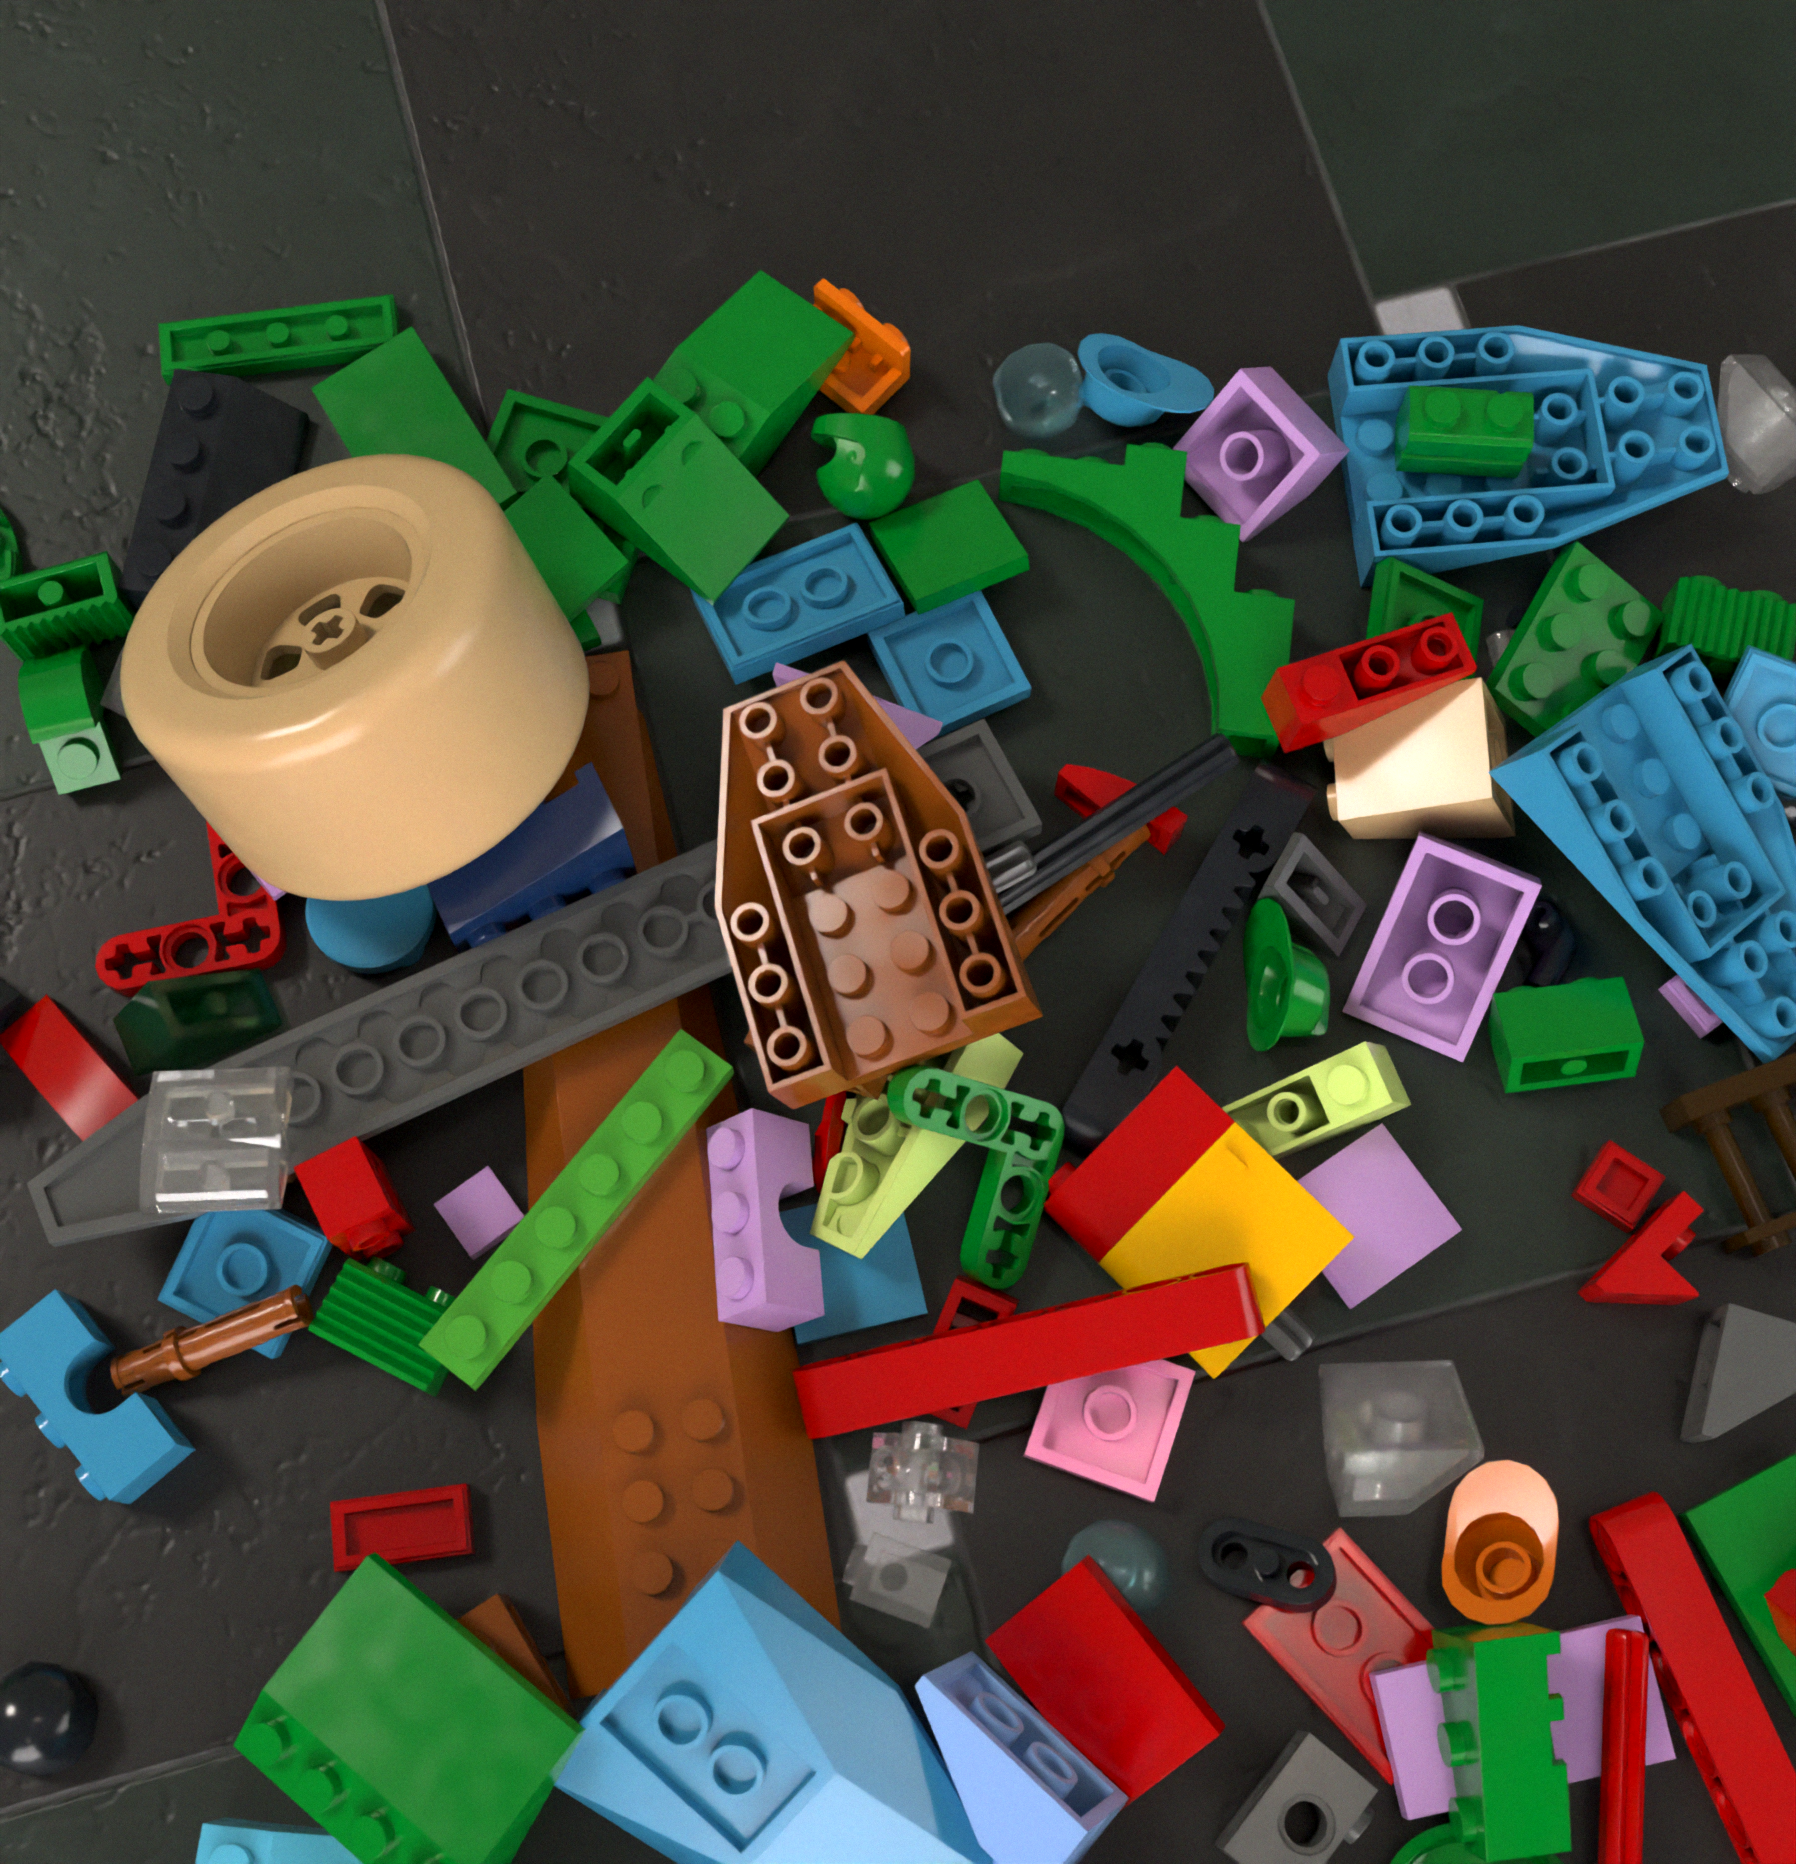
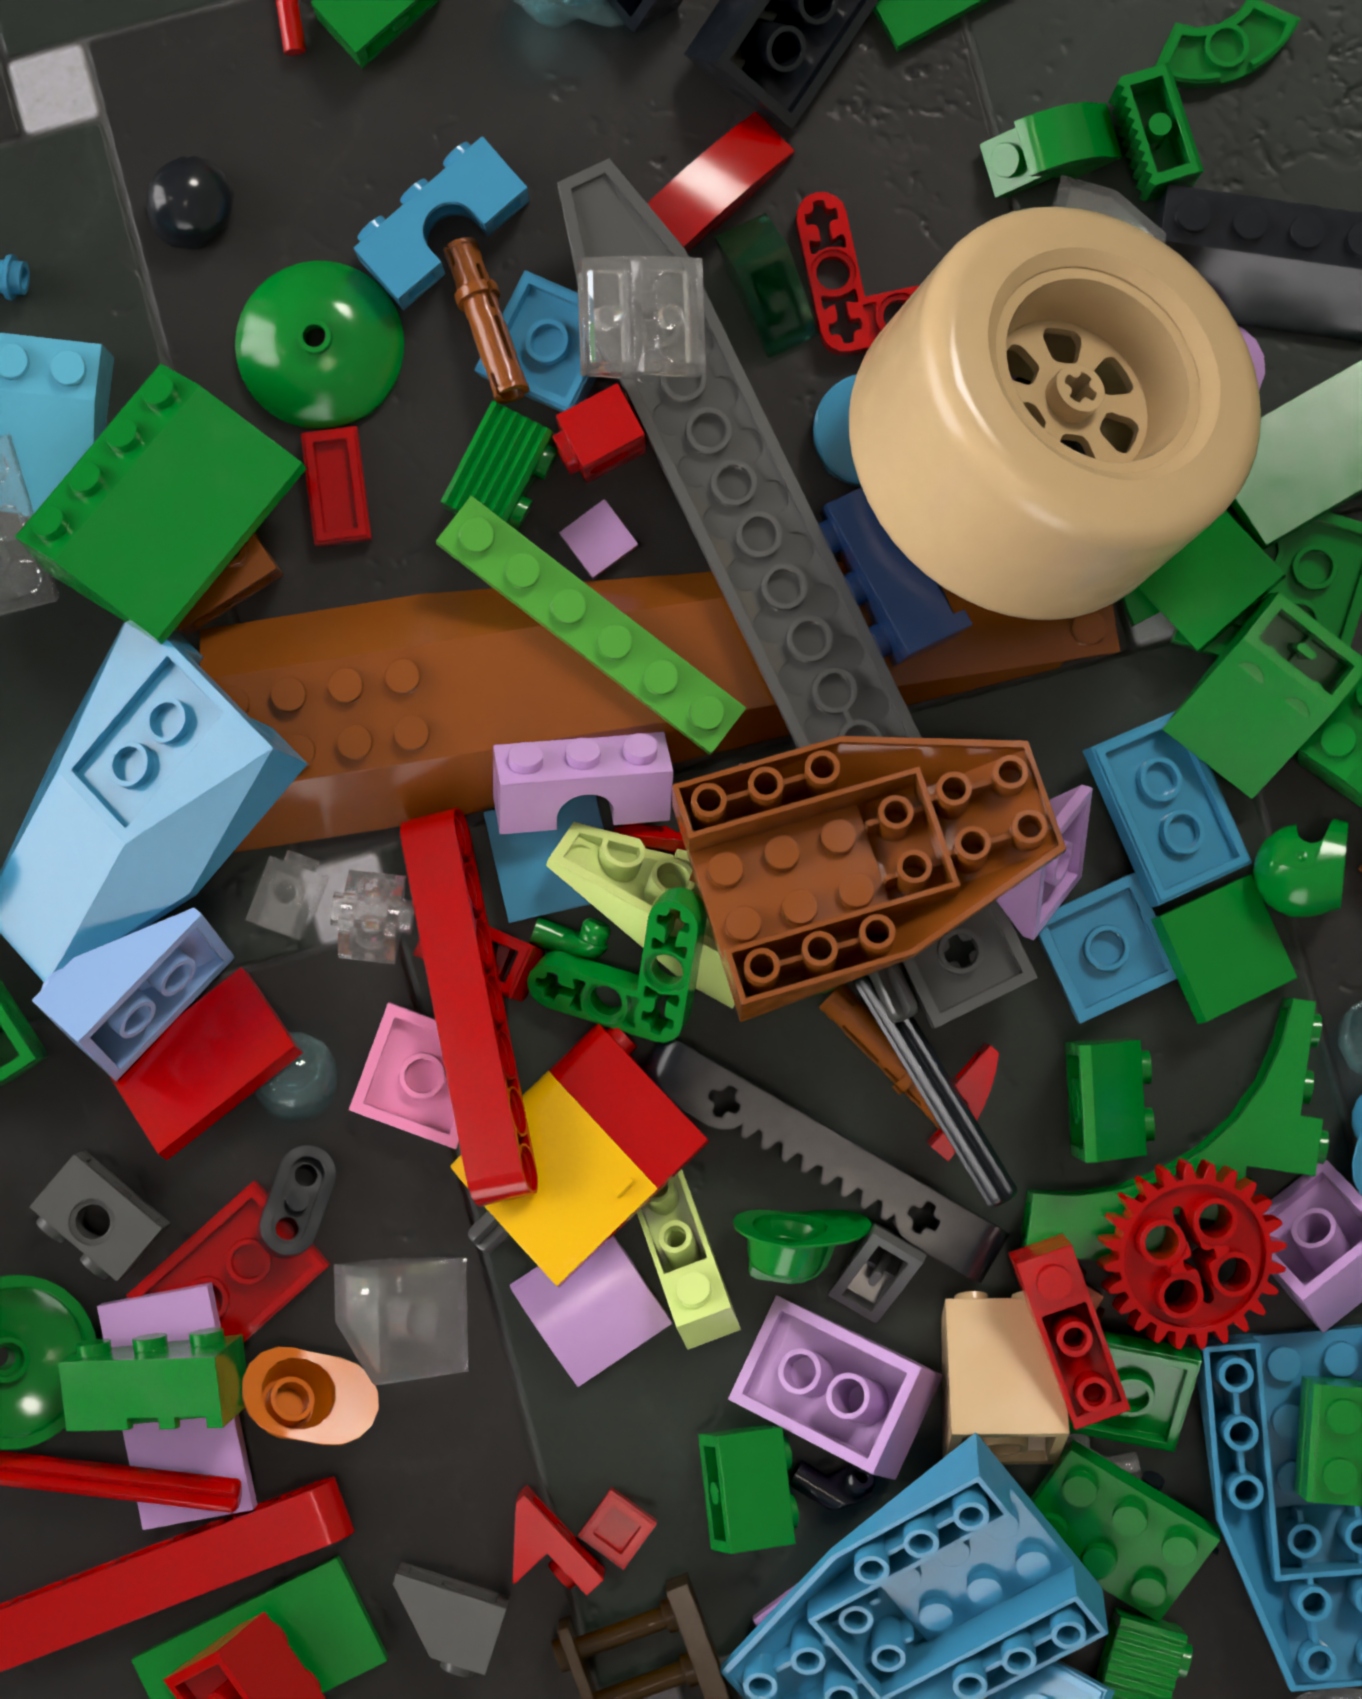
camera: 90 degrees right, 15 degrees up
(273, 1559) = (343, 375): none -> green dish
(951, 1219) = (586, 944): none -> green arm
(1113, 662) = (1108, 1099): none -> green slope
(1282, 548) = (1237, 1232): none -> red gear

